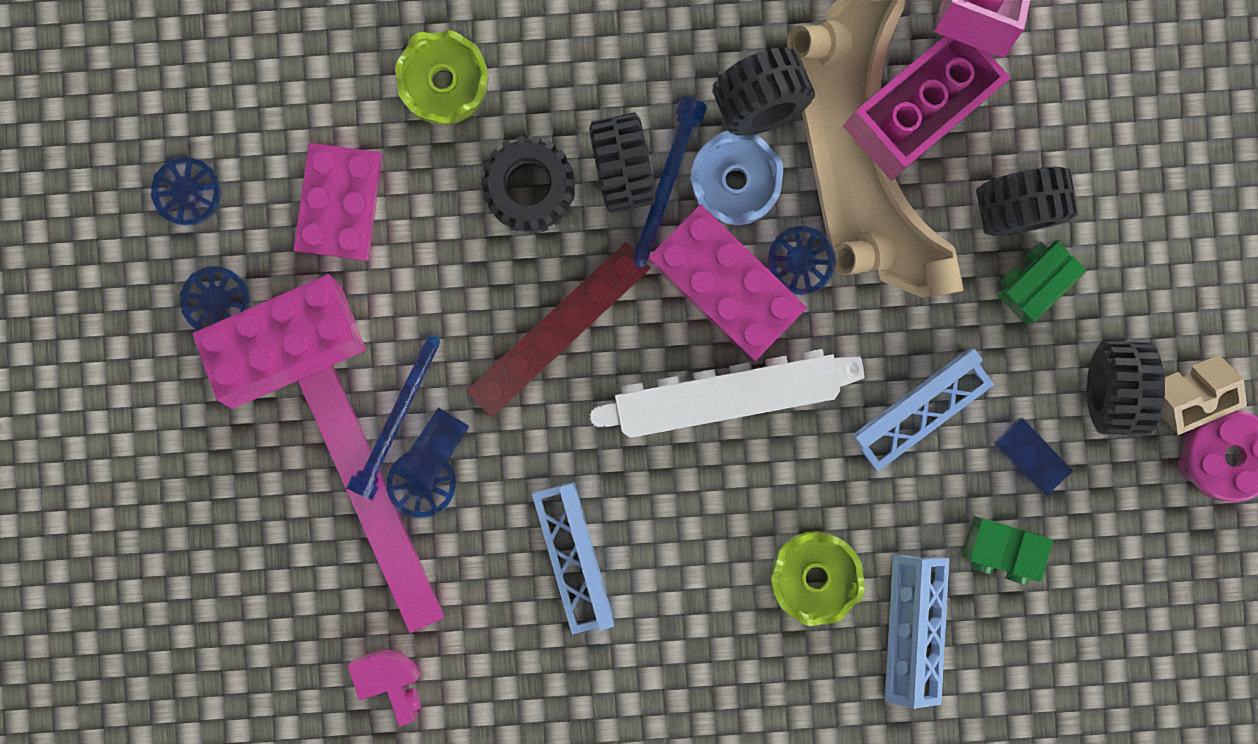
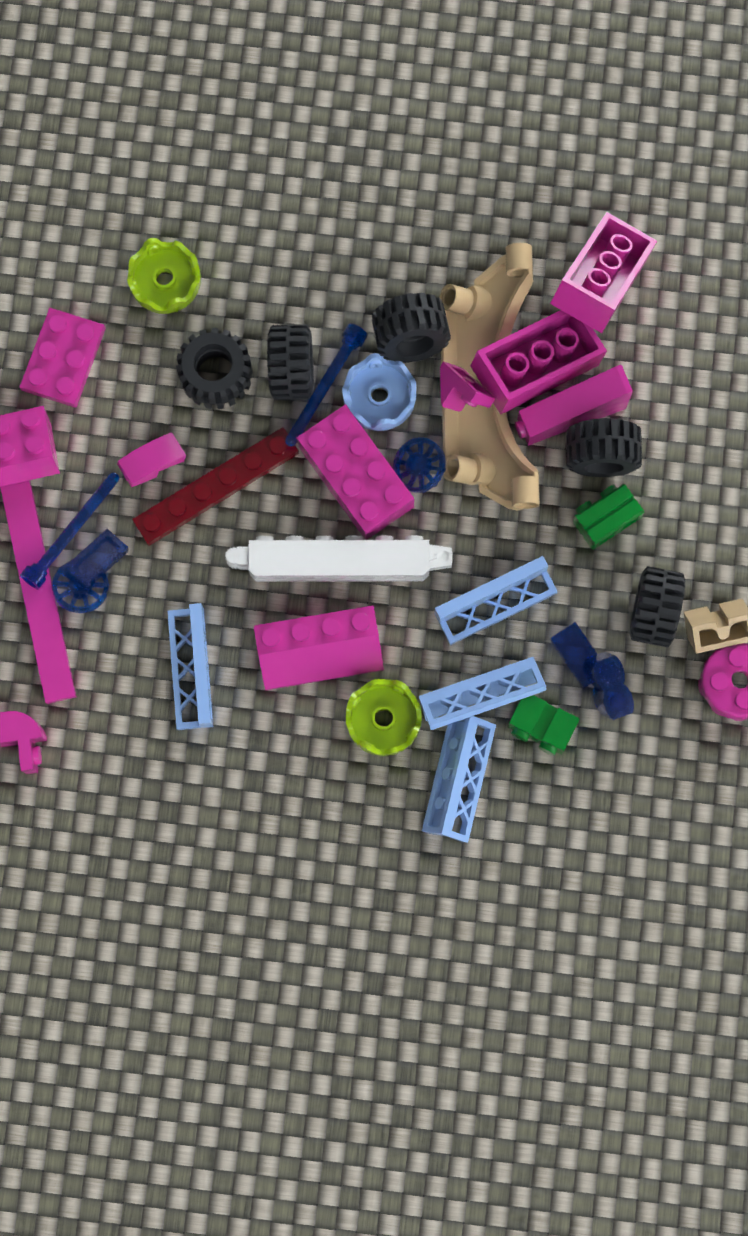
camera: 15 degrees right, 10 degrees down
(474, 312) = (151, 458): none -> dark pink slope
(723, 506) = (318, 647): none -> dark pink slope
(836, 154) = (461, 389): none -> dark pink slope
(926, 523) = (478, 690): none -> light blue fence
(980, 152) = (585, 401): none -> dark pink slope
(1080, 492) = (609, 692): none -> clear blue brick

